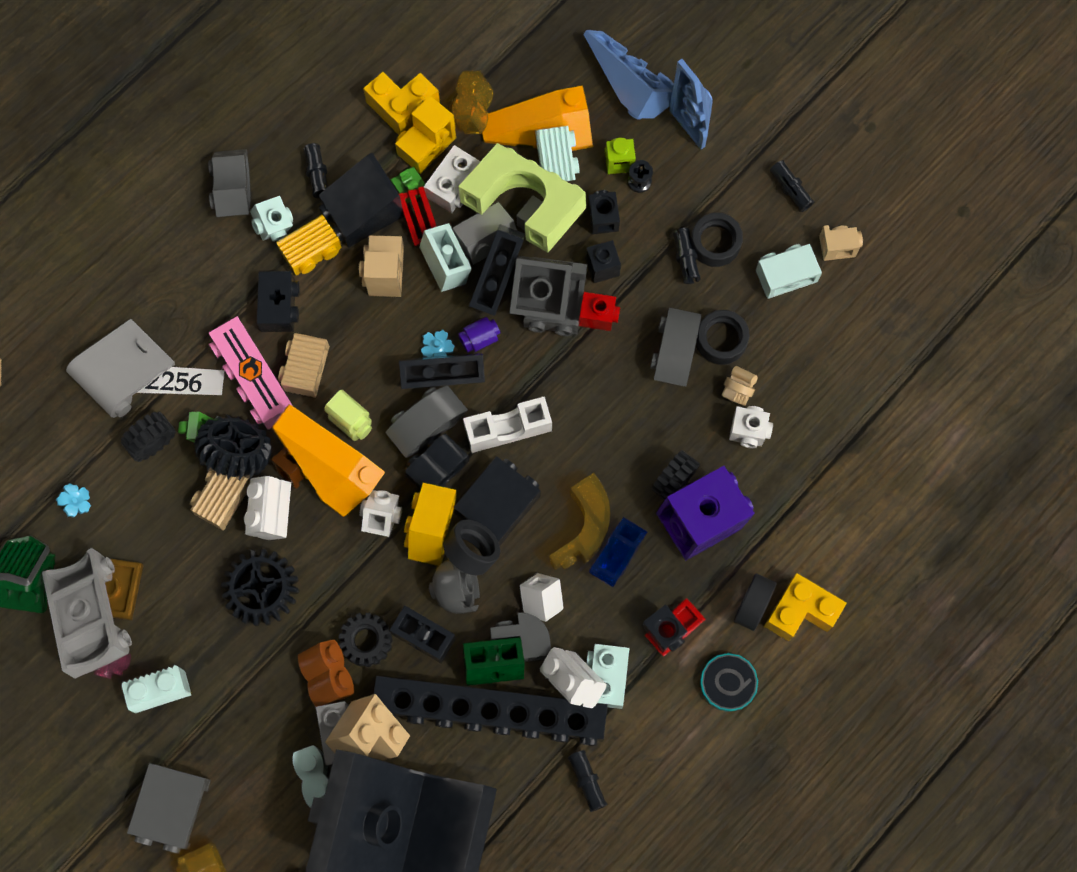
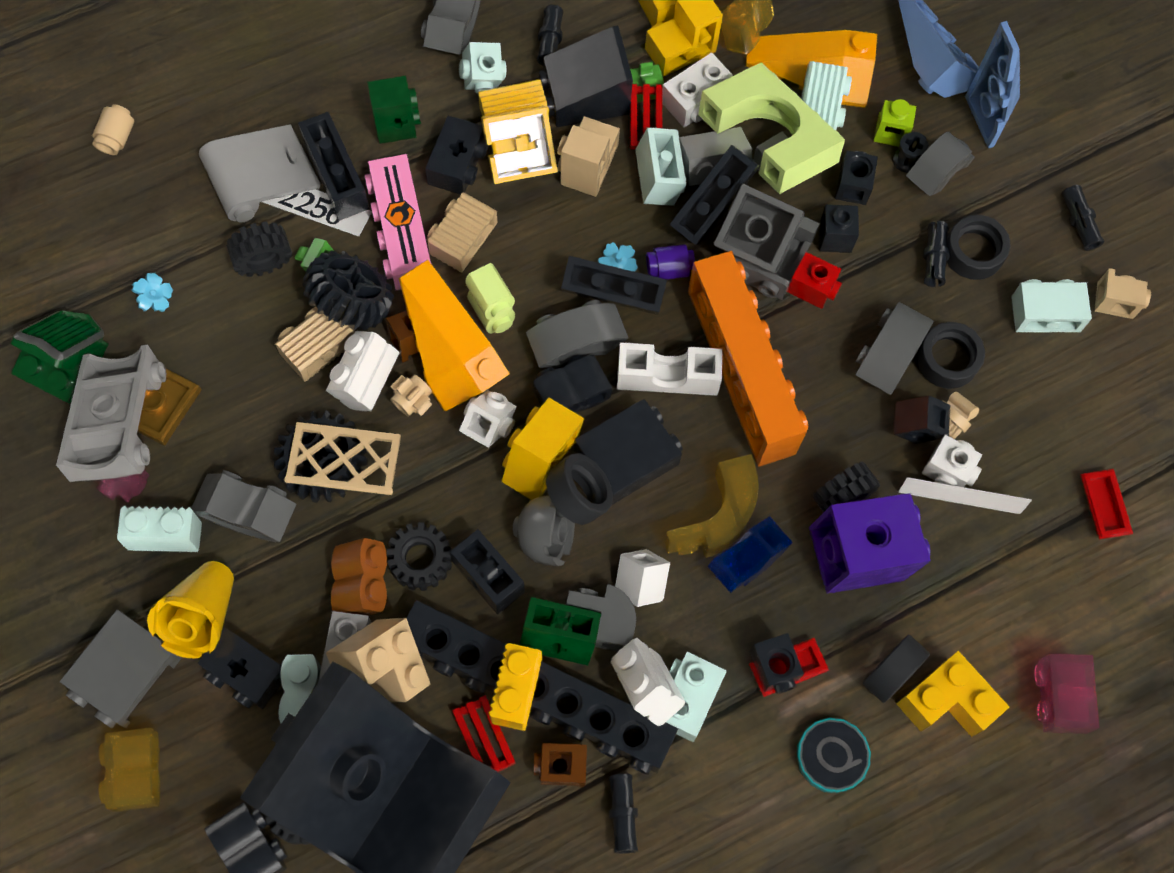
camera: 15 degrees right, 5 degrees down
(181, 345) = (334, 166): none -> black brick
(210, 744) = (193, 611): none -> yellow cone
(213, 281) = (394, 109): none -> dark green brick
(214, 649) = (244, 507): none -> dark grey brick
(248, 763) = (260, 681): none -> black brick
(262, 568) = (331, 433): none -> tan window
(313, 514) = (411, 395): none -> tan gear
(325, 276) = (519, 144): none -> piece
(447, 742) = (471, 708): none -> red tile
(476, 716) = (515, 686): none -> yellow brick
(537, 752) = (572, 754): none -> reddish brown brick
(565, 396) = (749, 363): none -> orange brick
(667, 179) = (940, 163): none -> dark grey brick
(716, 399) = (922, 419): none -> black brick
(766, 448) = (964, 495): none -> white sticker
(875, 416) = (1106, 504): none -> red tile
(886, 576) = (1067, 694): none -> clear pink brick

